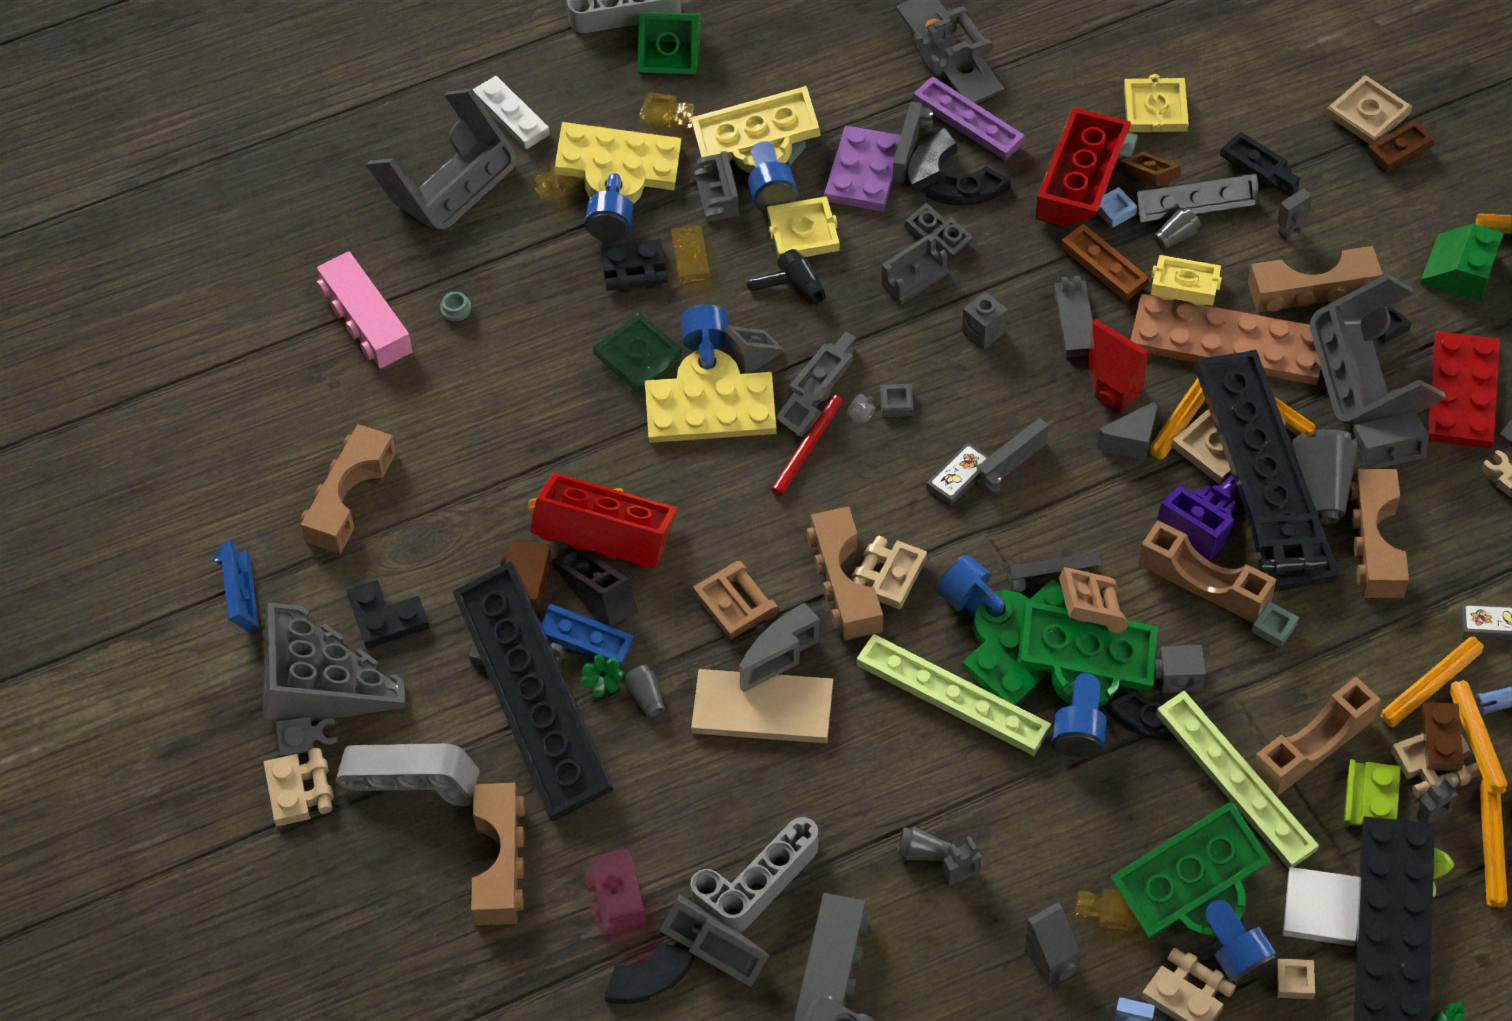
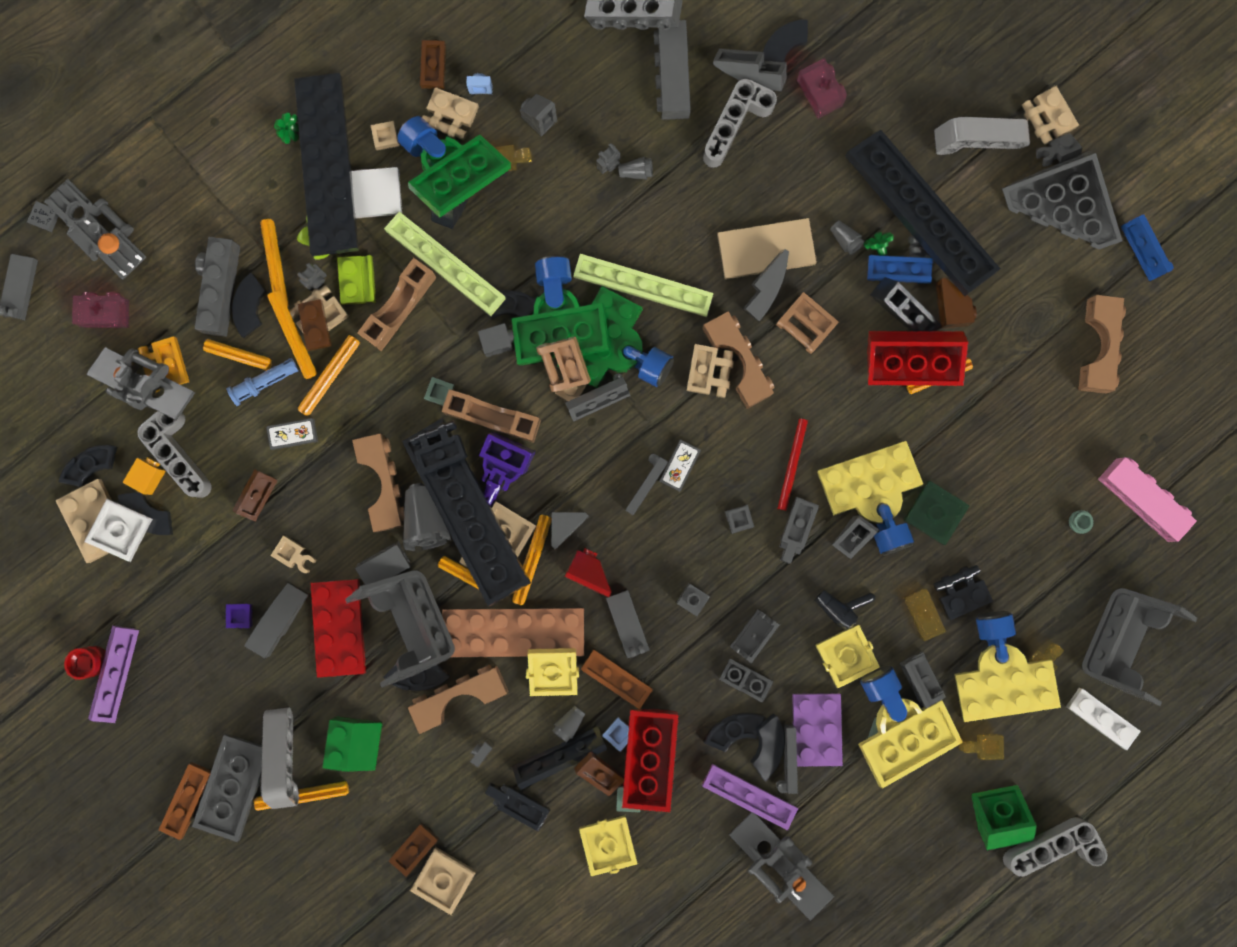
camera: 160 degrees right, 30 degrees up
(382, 622) = (1040, 250): black plate -> none
(496, 890) = (913, 122): medium nougat arch -> none
(801, 412) = (803, 487): dark grey plate -> none
(861, 409) = (762, 502): clear plate -> none

